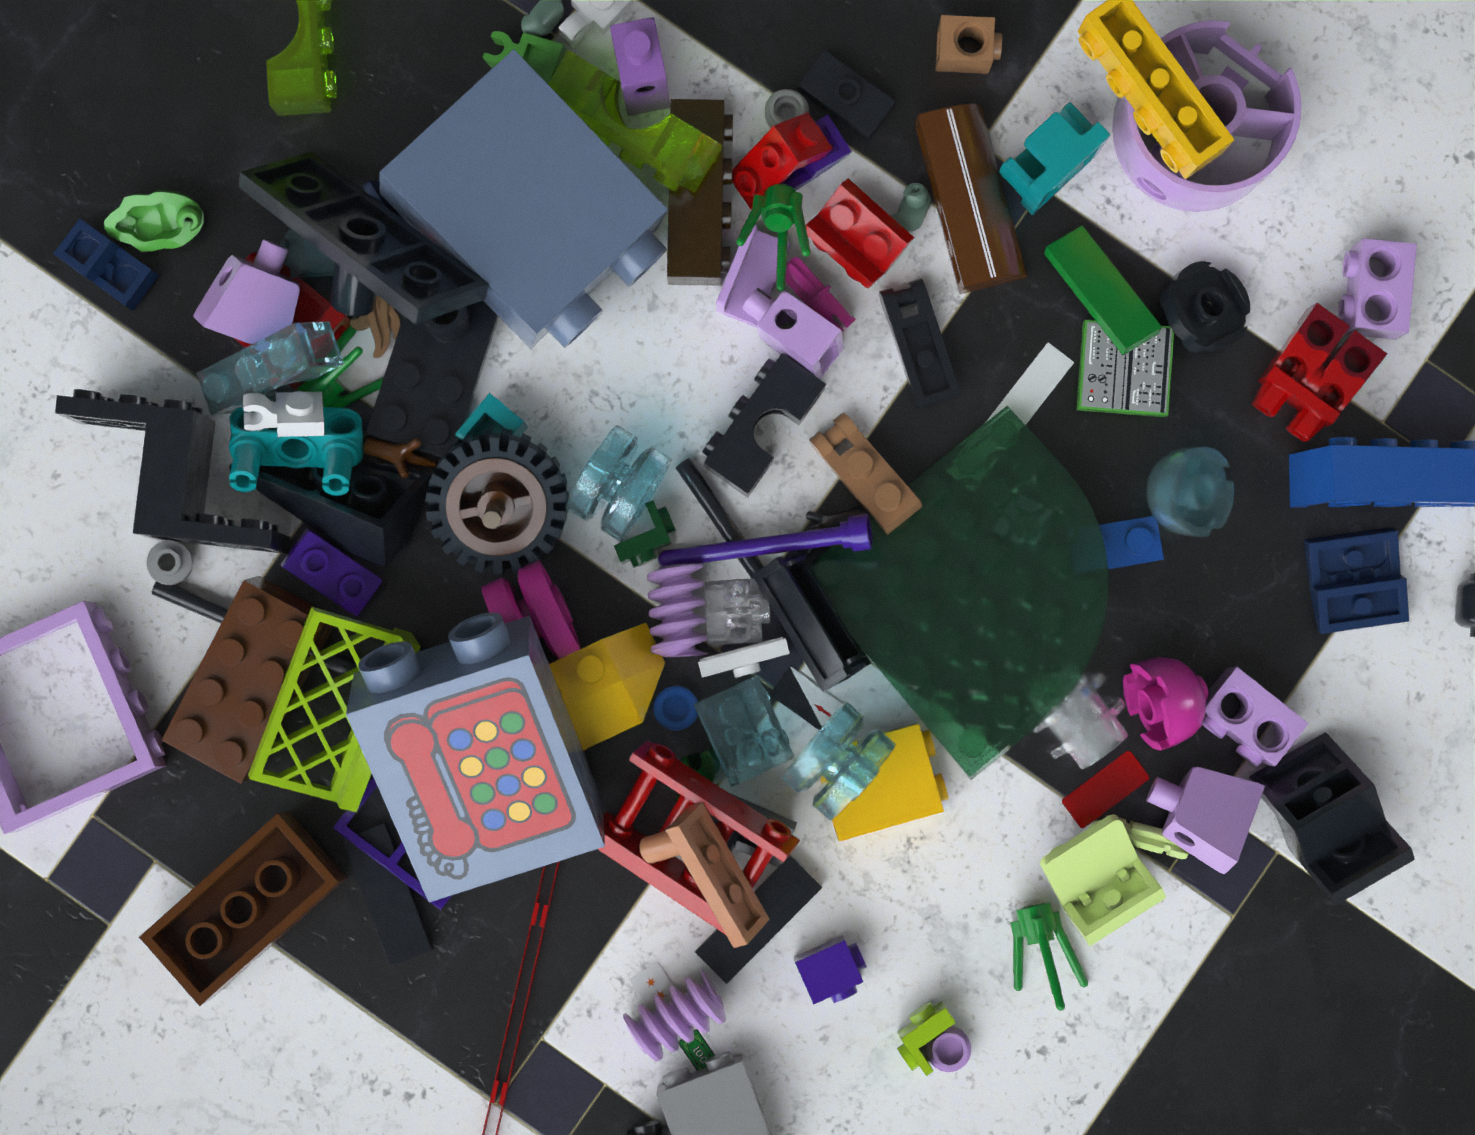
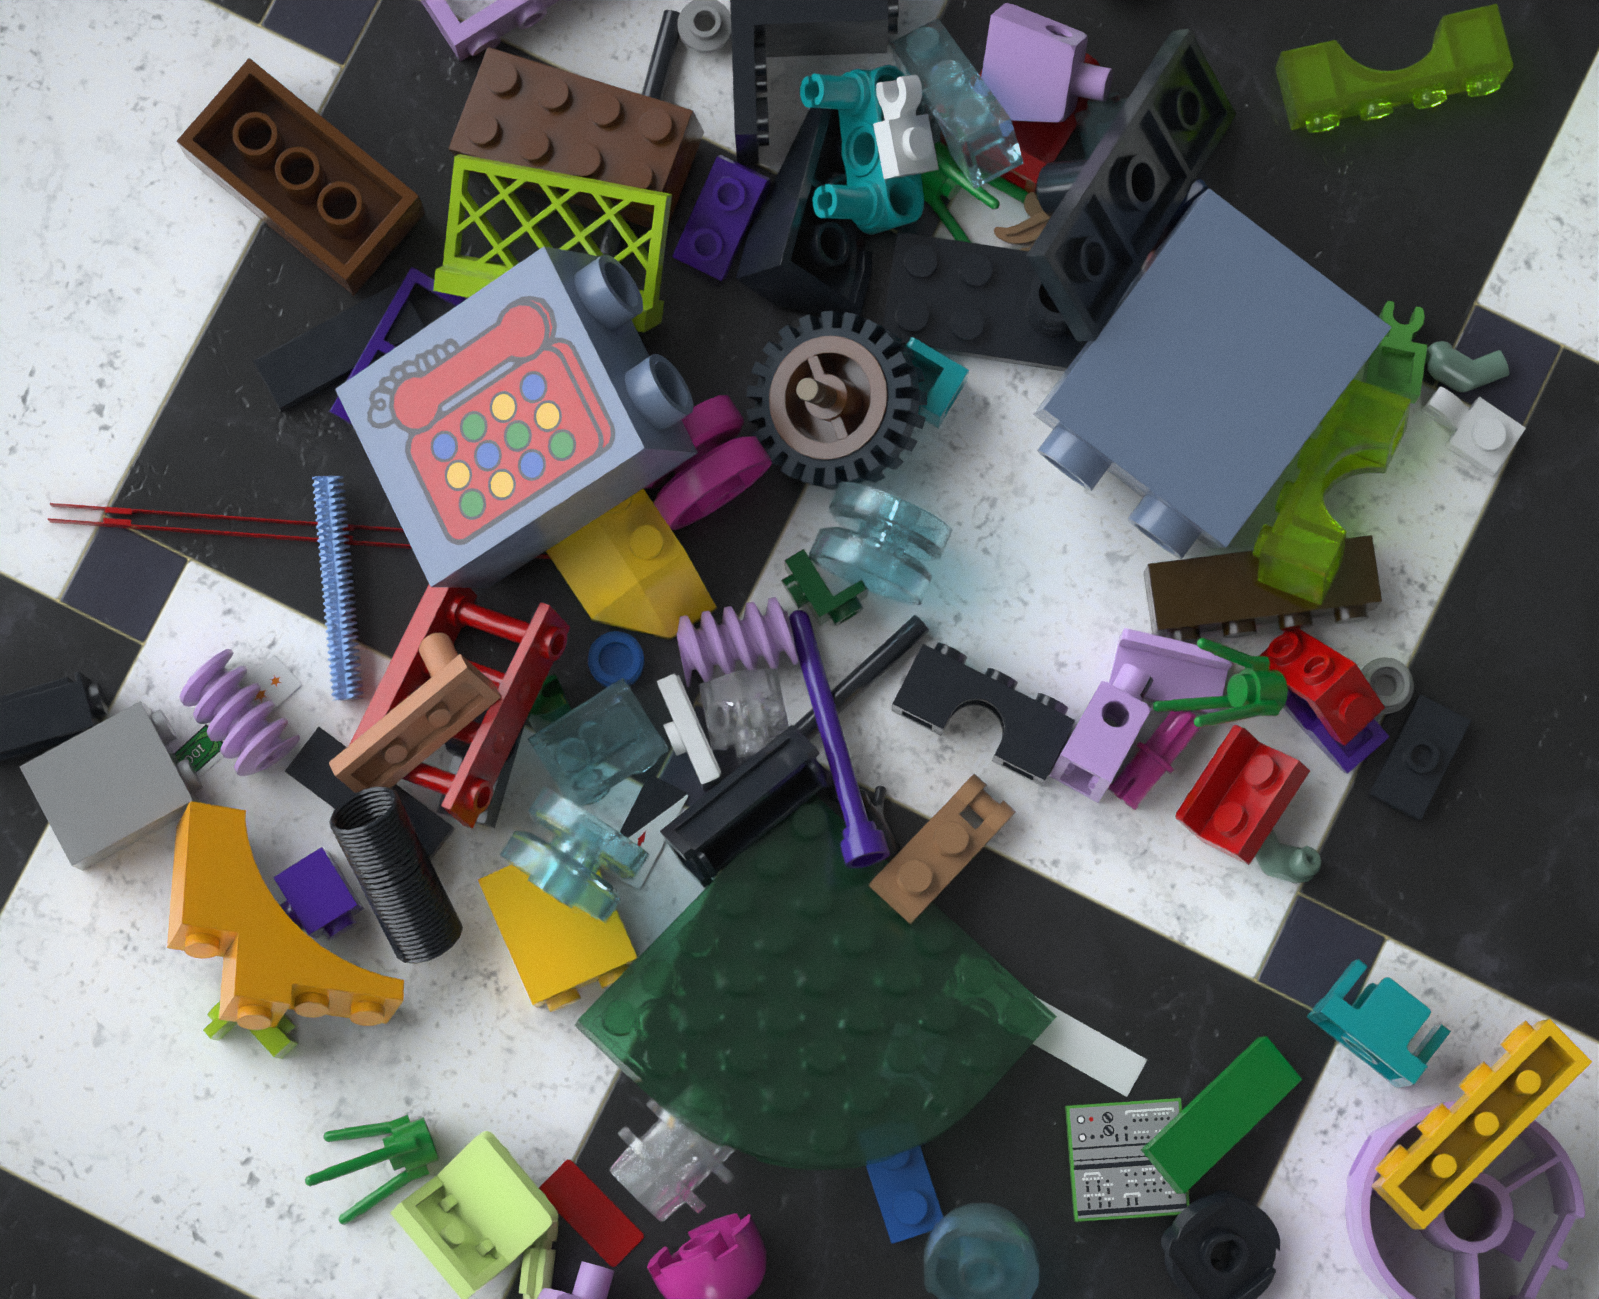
camera: 85 degrees right, 5 degrees down
(398, 454) = (878, 274): reddish brown bar -> none
(586, 921) = (336, 587): none -> light blue axle
(640, 65) = (1409, 492): medium lavender torso -> none
(827, 906) = (396, 874): none -> black piece
(880, 1017) = (267, 960): none -> light orange arch
(920, 345) = (1114, 895): black plate -> none
(949, 1050) = (240, 1059): lavender plate -> none
(950, 55) = (1523, 877): medium nougat brick -> none
(969, 197) = (1314, 933): reddish brown brick -> none

